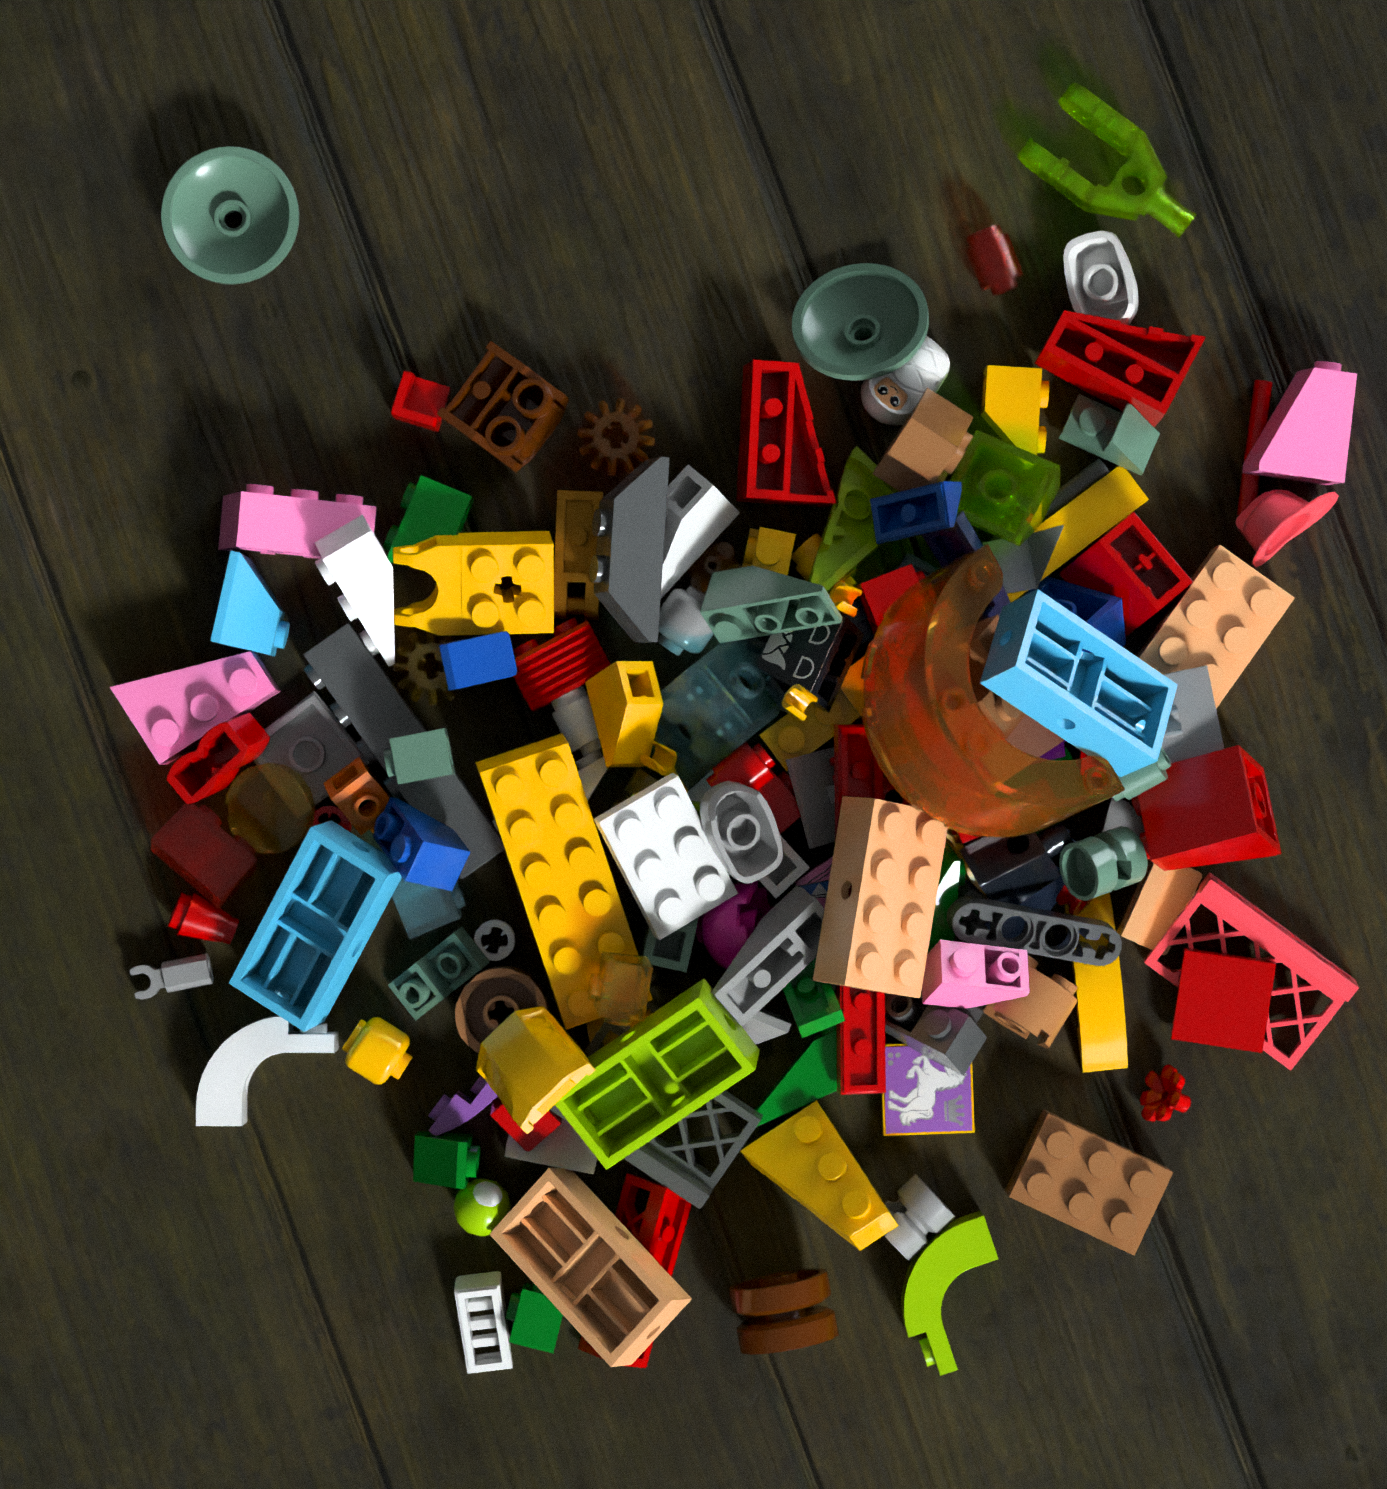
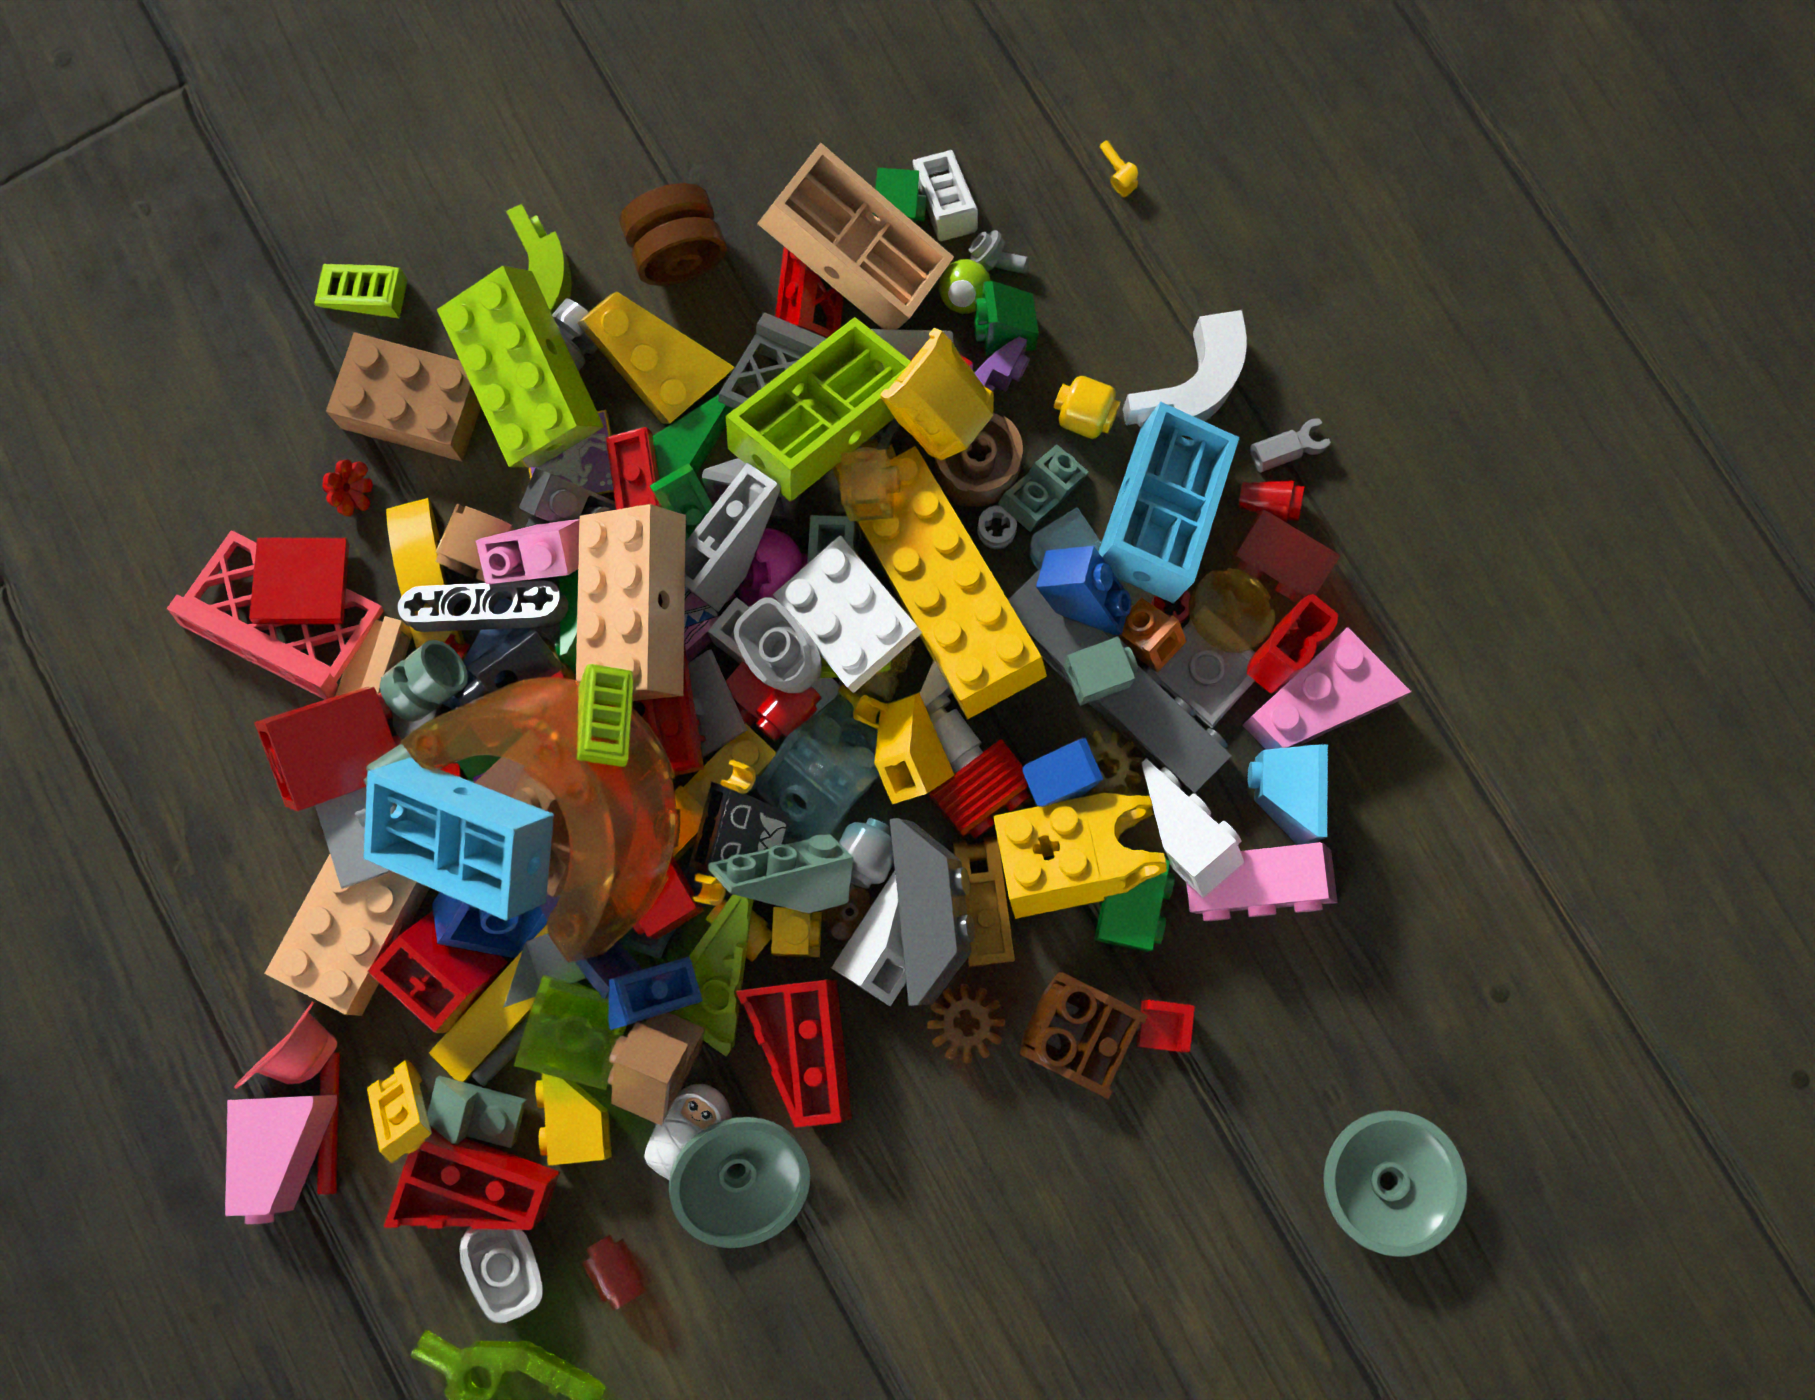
camera: 175 degrees right, 10 degrees down
(284, 1307) = (1126, 175): none -> yellow hand
(450, 1245) = (987, 250): none -> light grey plate
(908, 801) = (607, 687): none -> lime slope
(976, 1201) = (520, 367): none -> lime brick
(1091, 1307) = (387, 305): none -> lime slope
(1177, 442) = (399, 1112): none -> yellow plate

